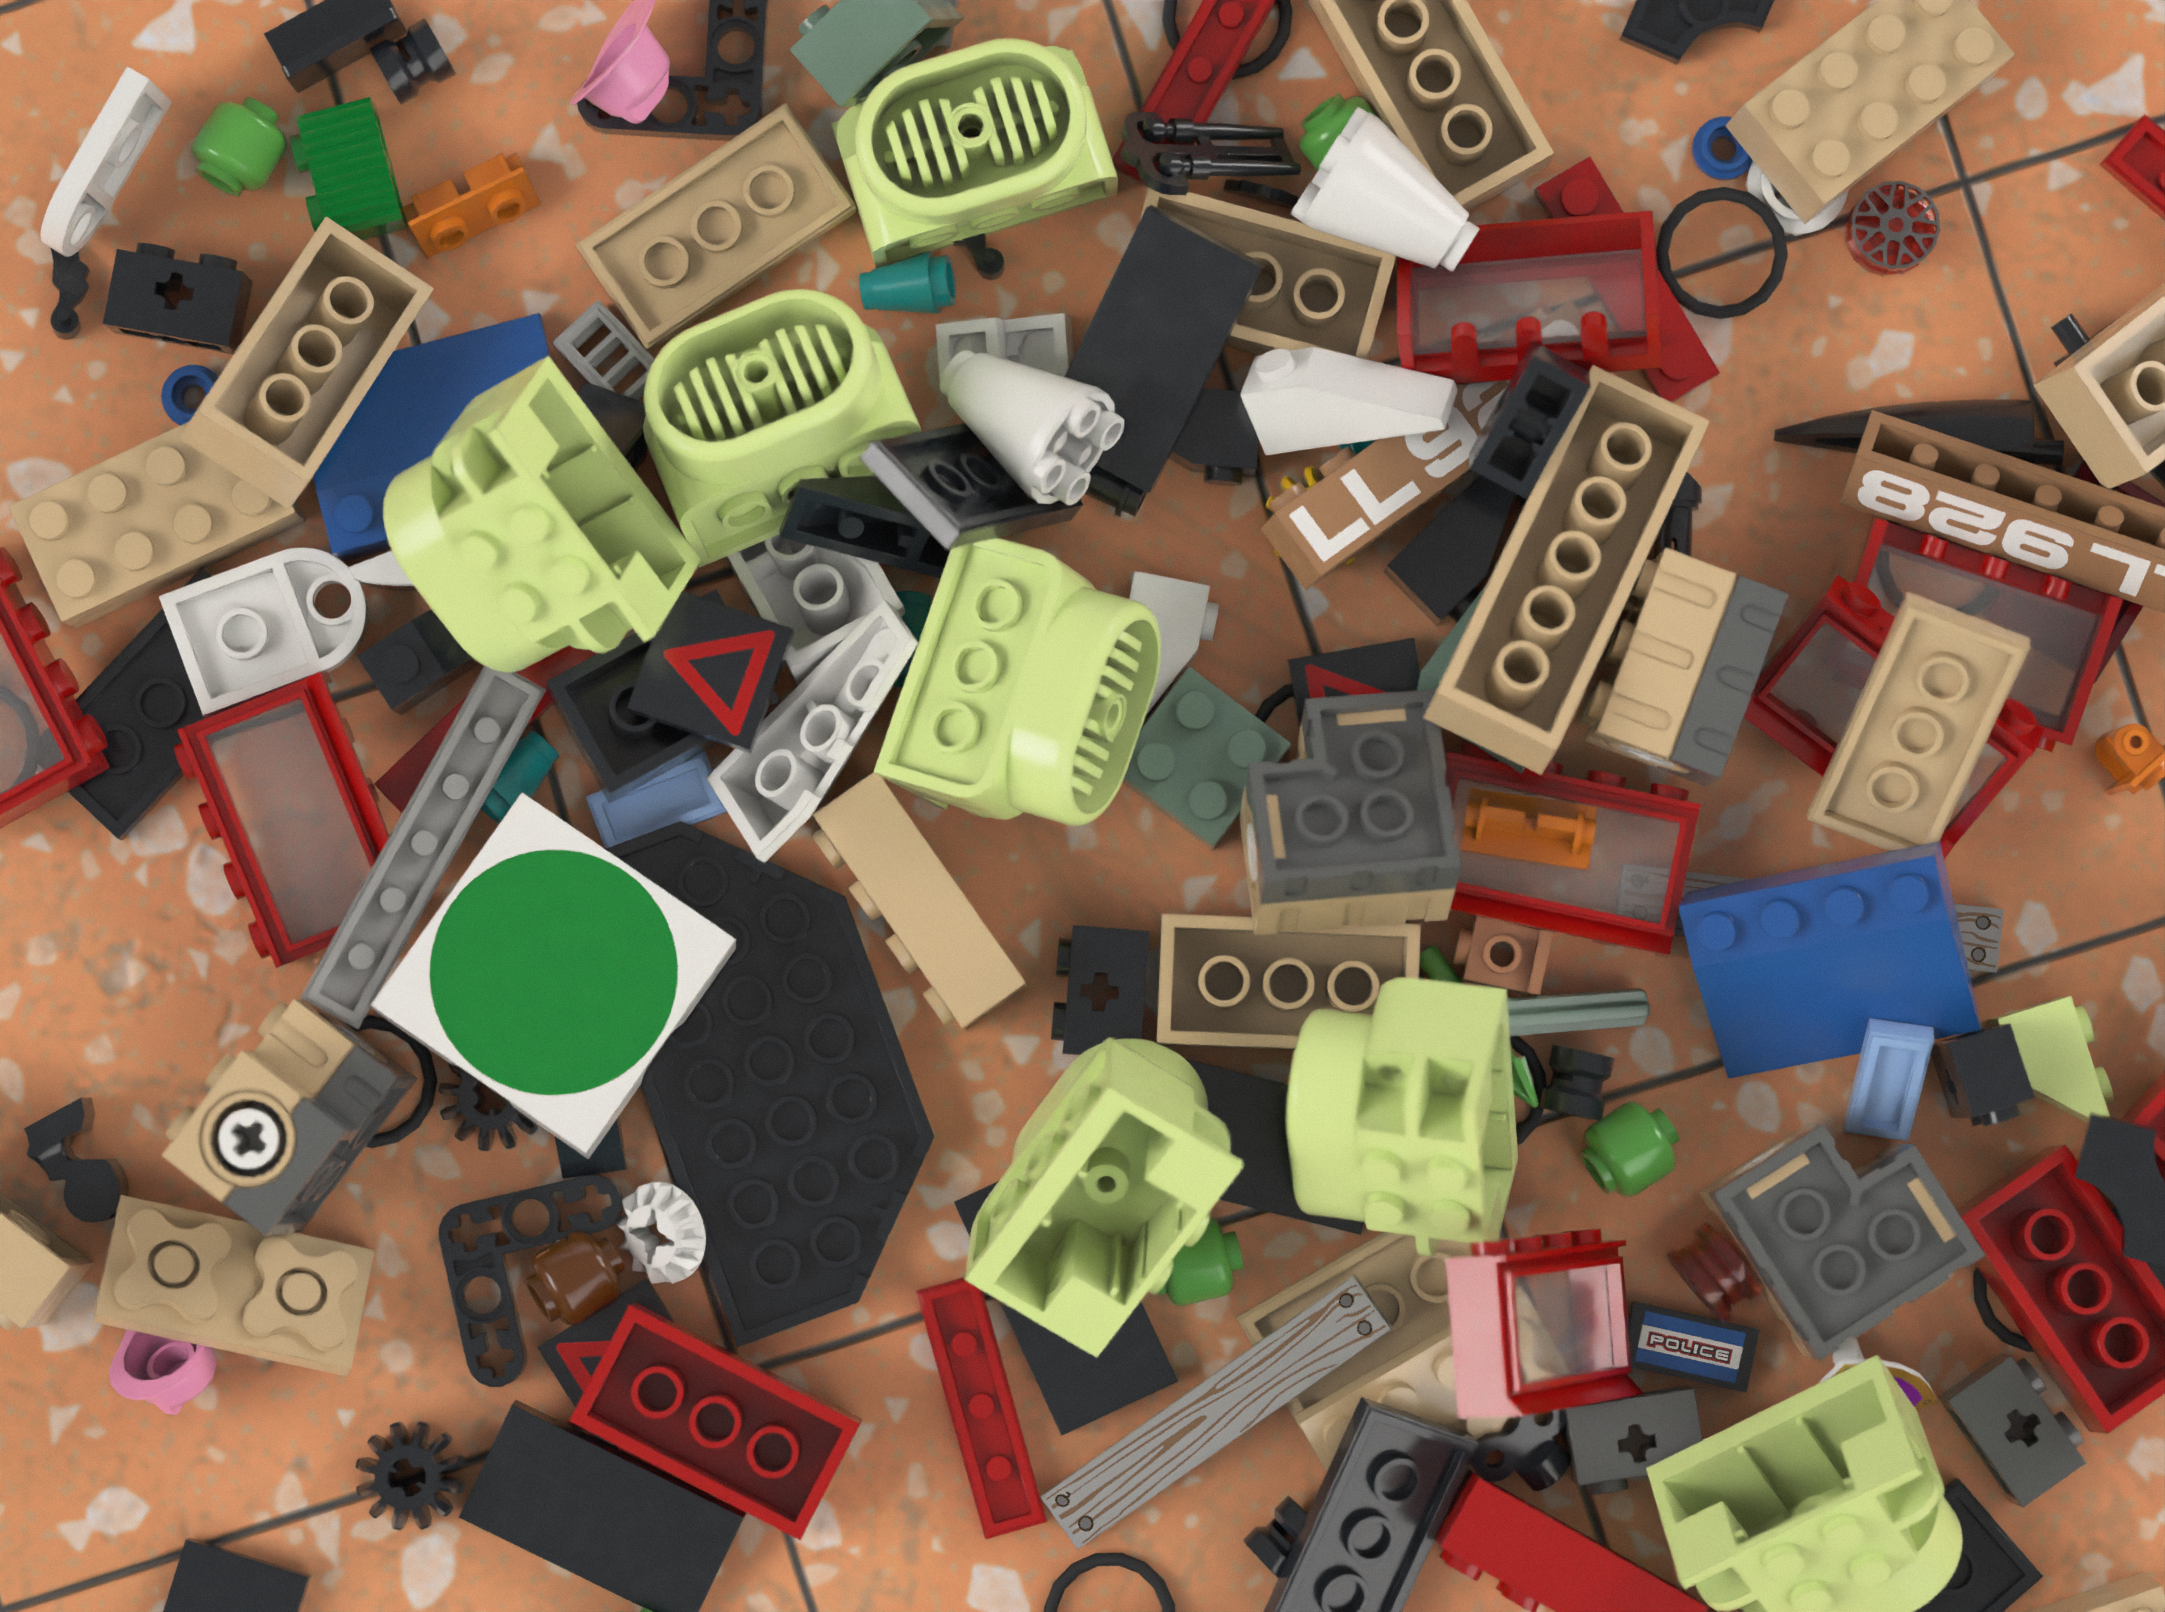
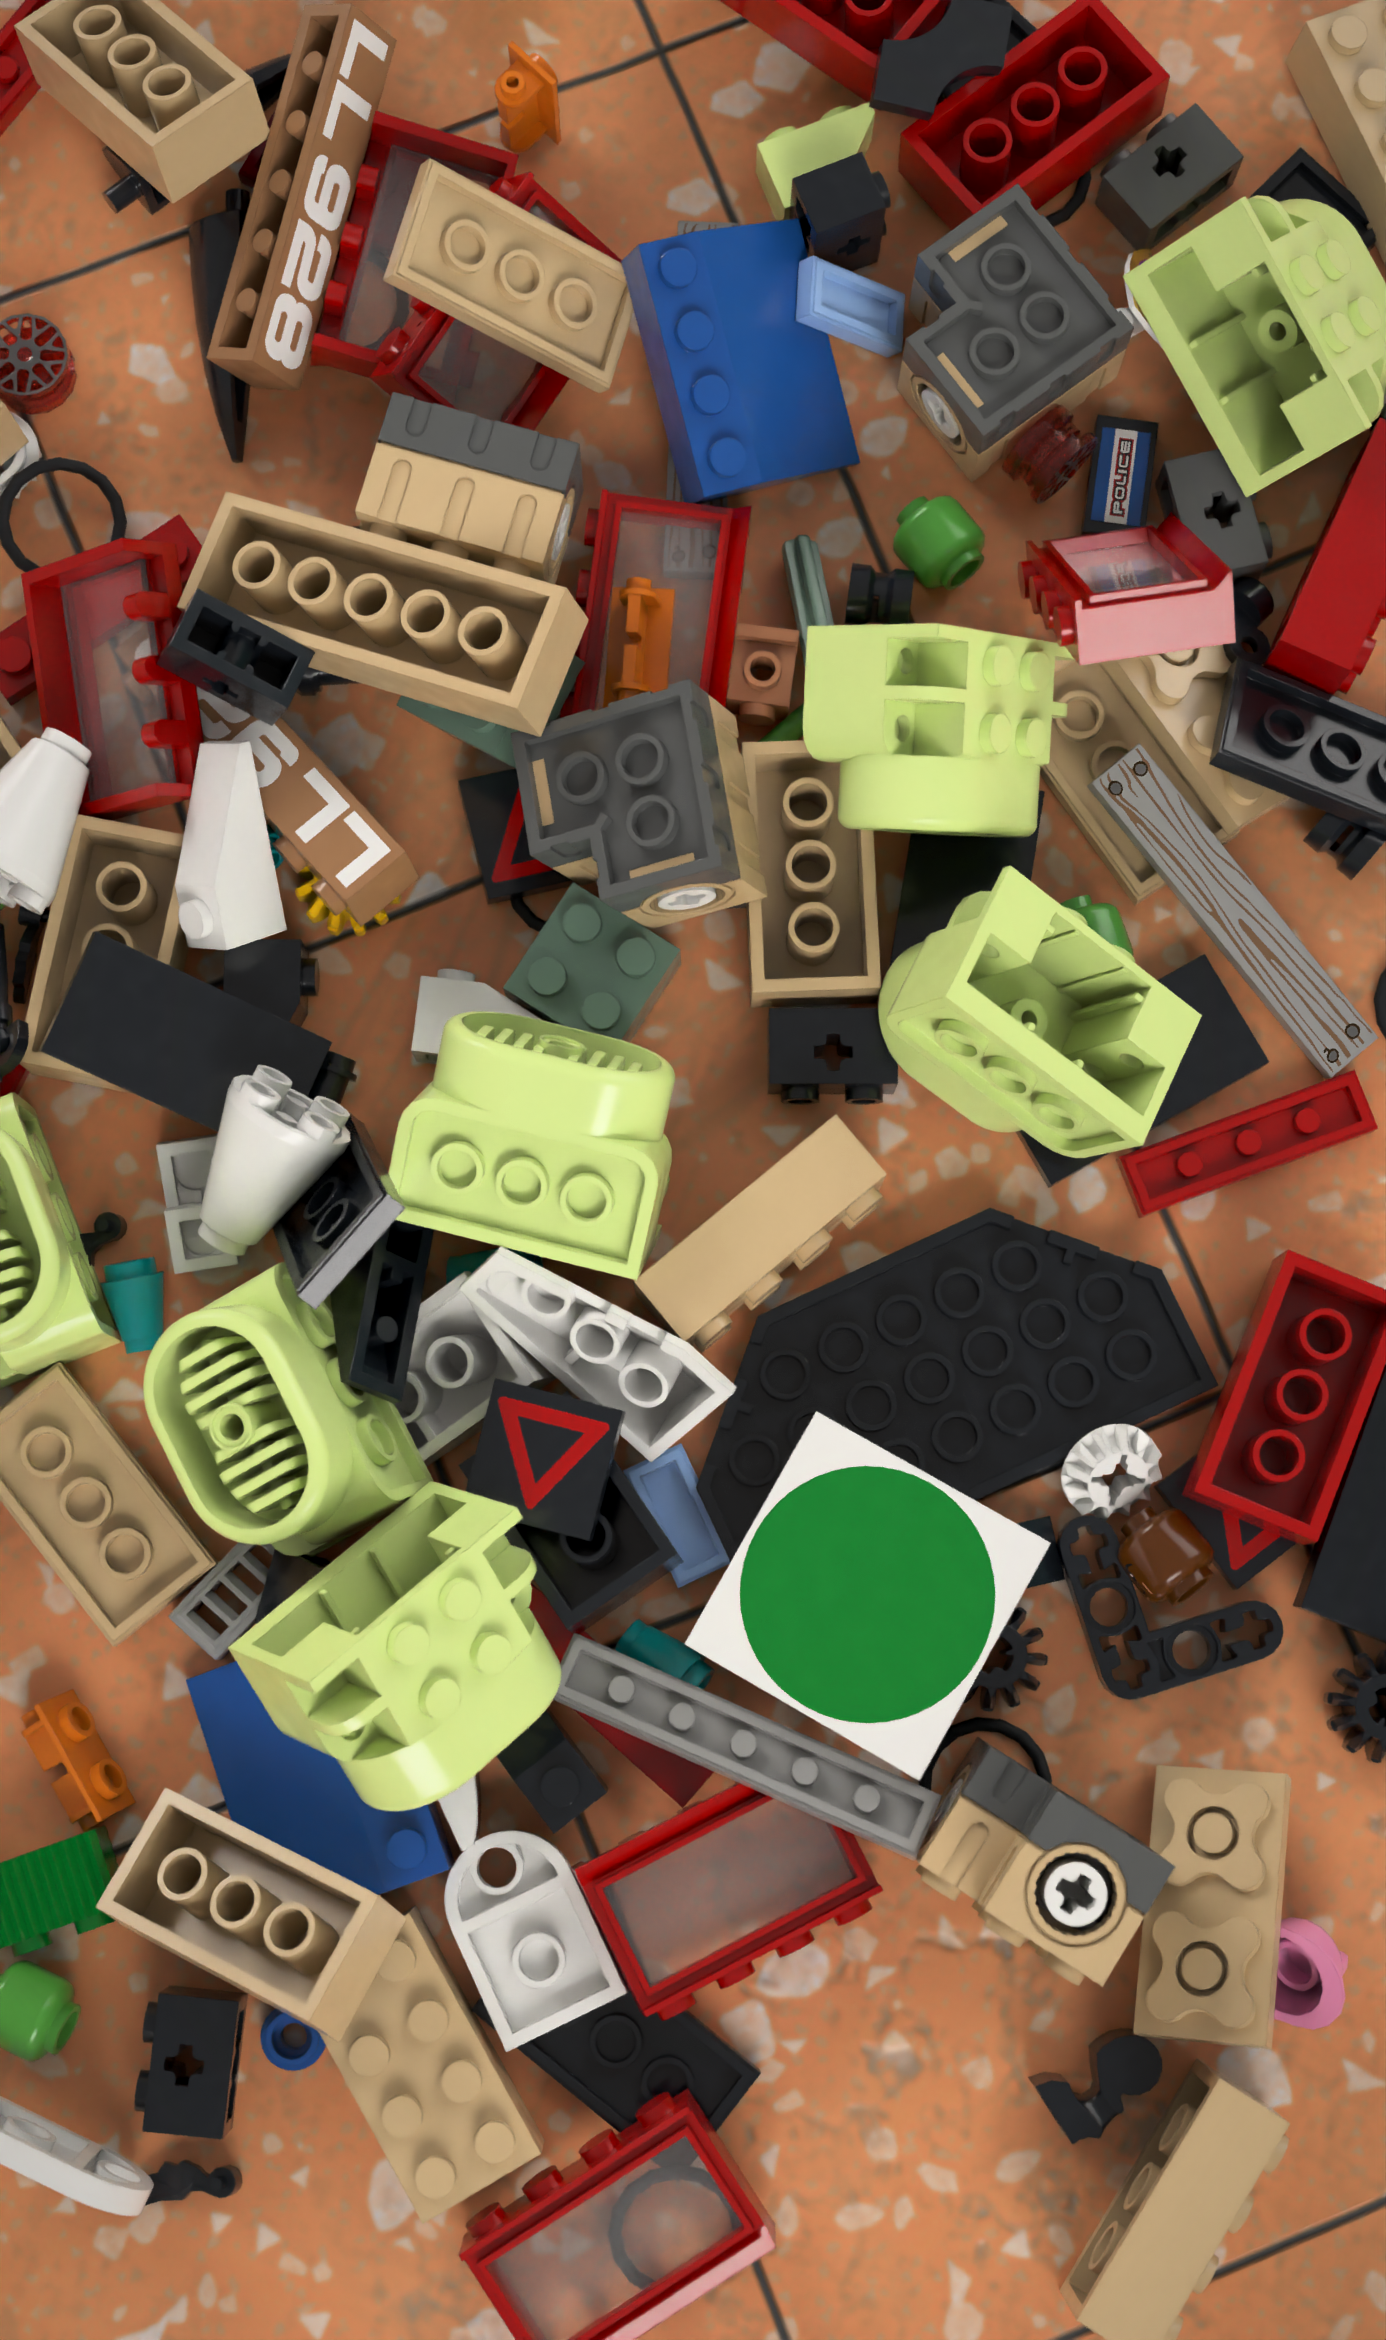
camera: 95 degrees left, 5 degrees down
(1453, 552) = (368, 747): black slope -> none

